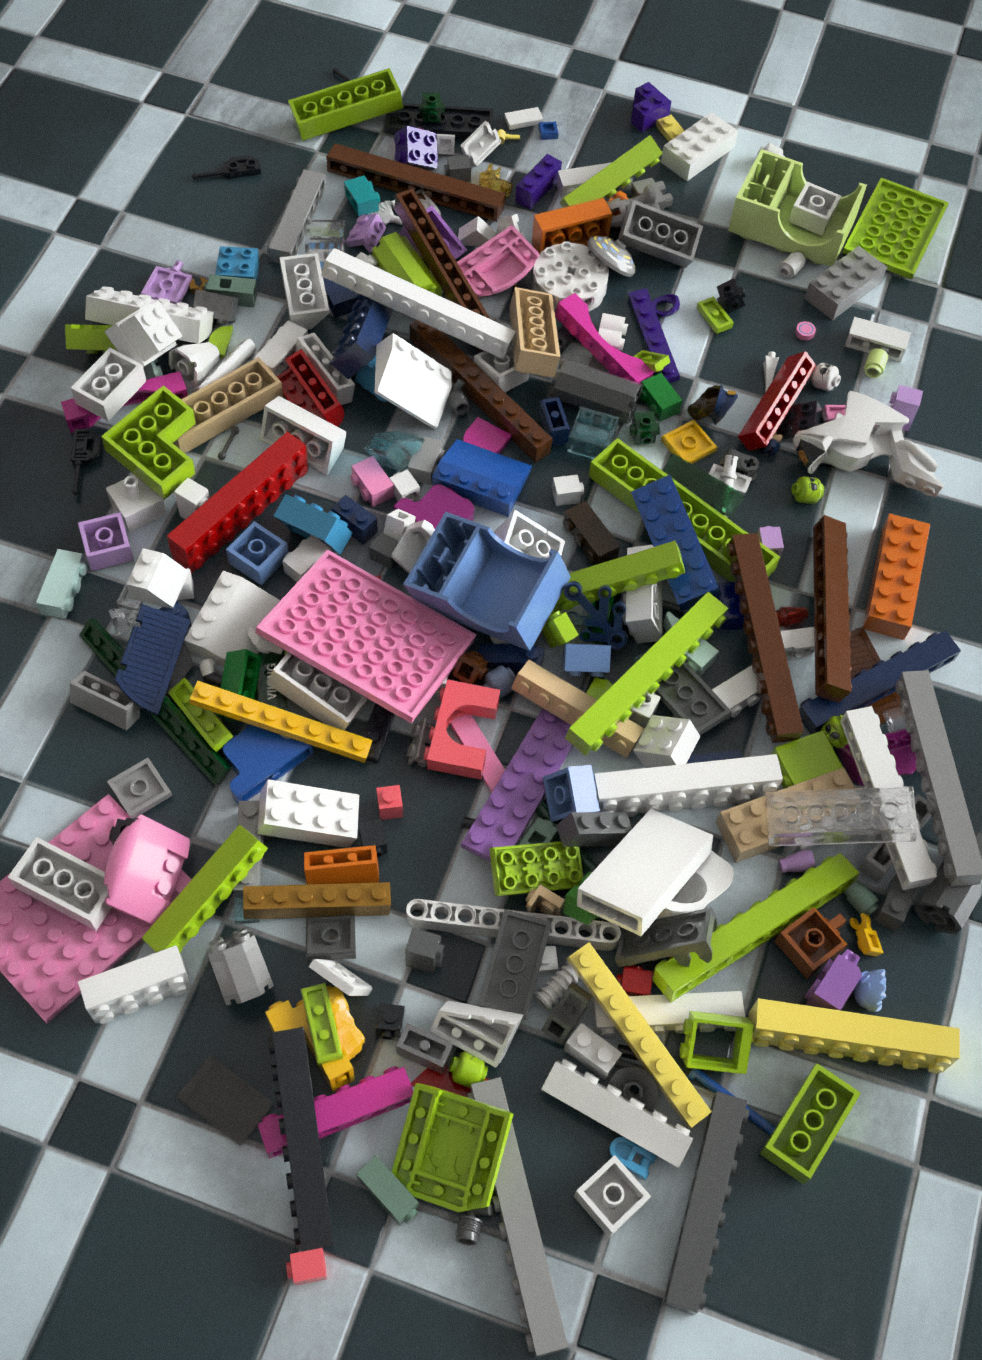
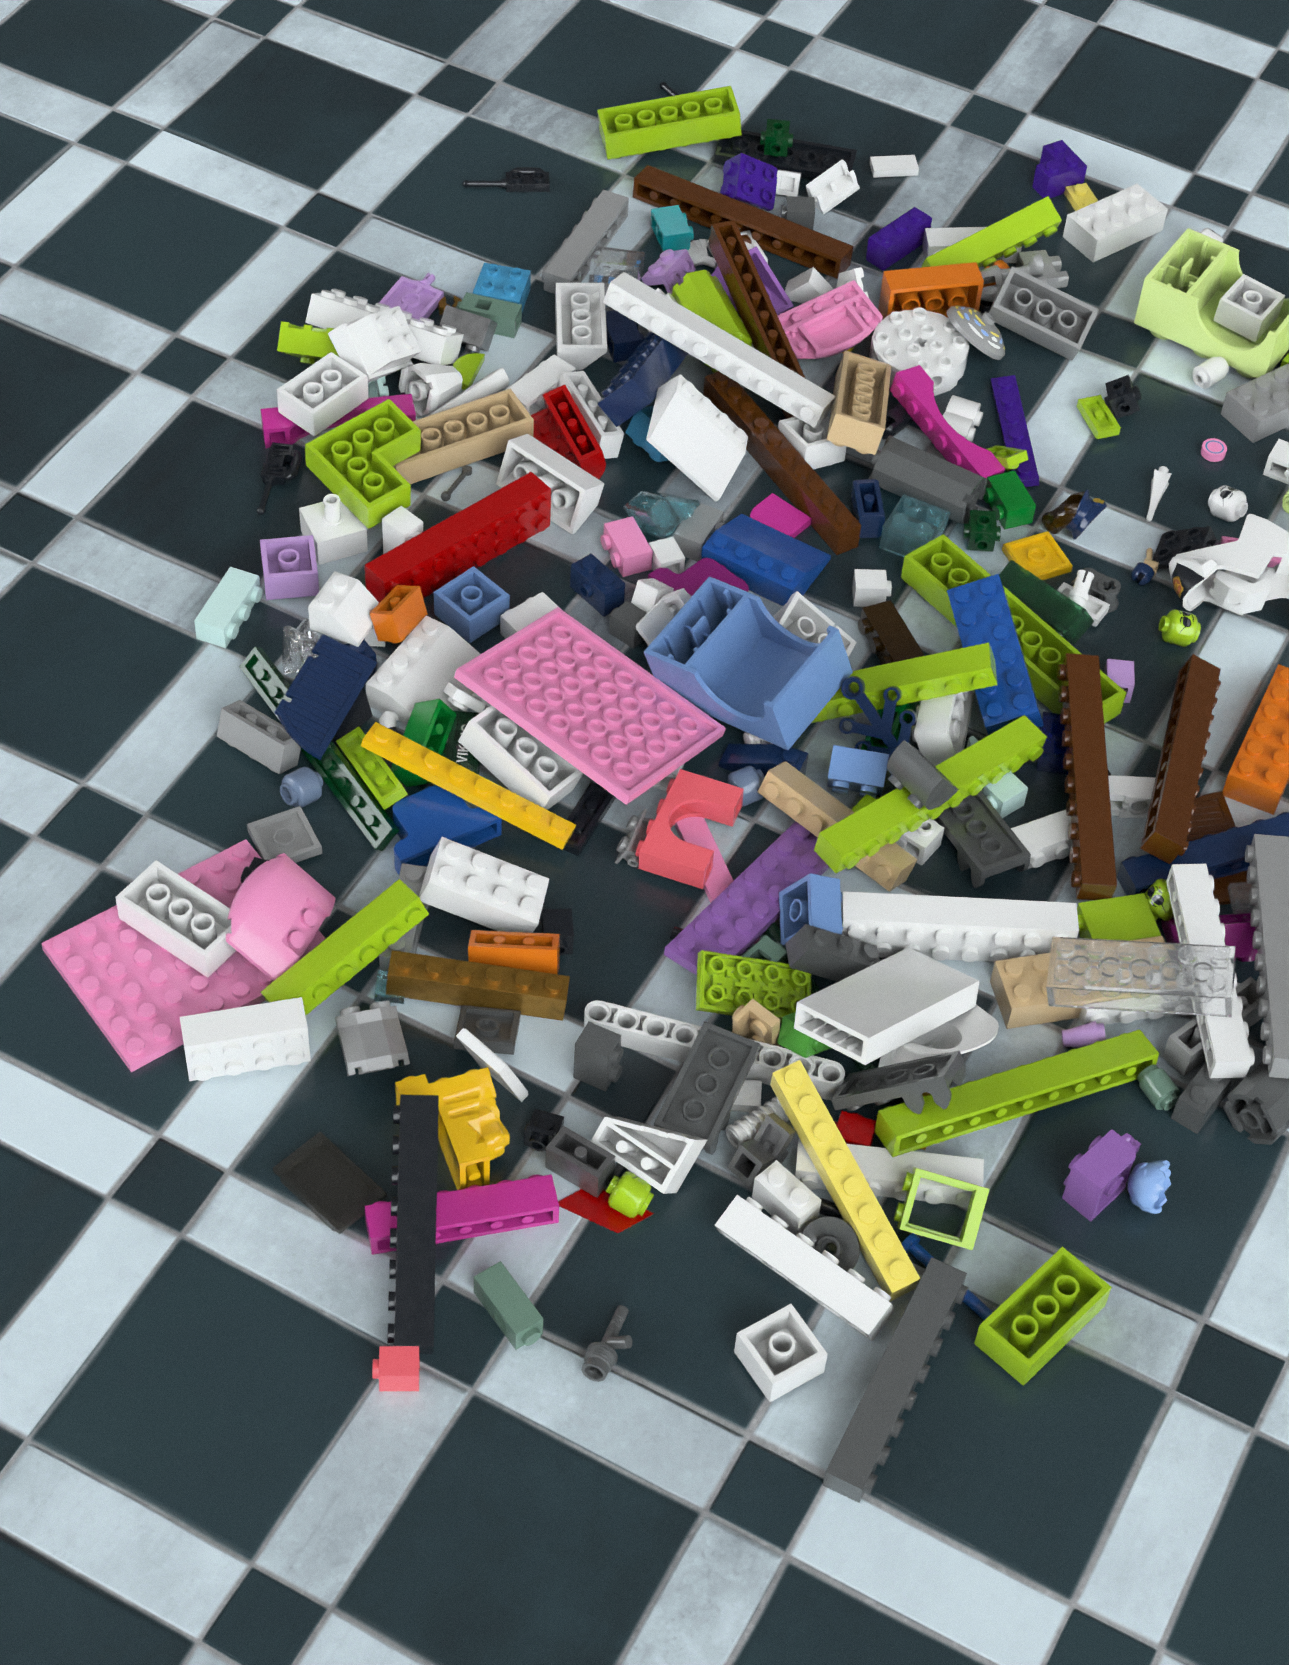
camera: 10 degrees right, 10 degrees down
(146, 740) = (301, 787): none -> sand blue head
(200, 574) = (398, 613): none -> orange brick
(311, 520) = (537, 572): dark azure piece -> none
(321, 1024) = (460, 1103): lime tile -> none
(389, 802) = (585, 895): coral brick -> none
(451, 1149) = (593, 1267): lime wedge -> none
(457, 398) = (750, 469): dark grey piece -> none
(471, 667) = (712, 762): reddish brown brick -> none
(490, 179) = (841, 230): clear yellow bar -> none
(502, 135) = (862, 182): light yellow hand -> none
(523, 1239) = (661, 1361): light grey brick -> none
(548, 130) = (923, 183): blue tile -> none
(558, 629) = (827, 731): lime brick -> none
(625, 1151) = (811, 1311): dark azure plate -> none
(640, 666) = (919, 777): none -> dark grey brick
(666, 742) = (943, 873): white brick -> none
(669, 298) = (1042, 391): dark purple piece -> none
(777, 401) = (1158, 522): red brick -> none
(791, 615) = (1130, 764): clear red cone -> none
(823, 933) = (1080, 1116): dark orange hinge -> none
(854, 1035) = (1116, 1228): light yellow brick -> none
(867, 938) = (1157, 1133): yellow plate -> none

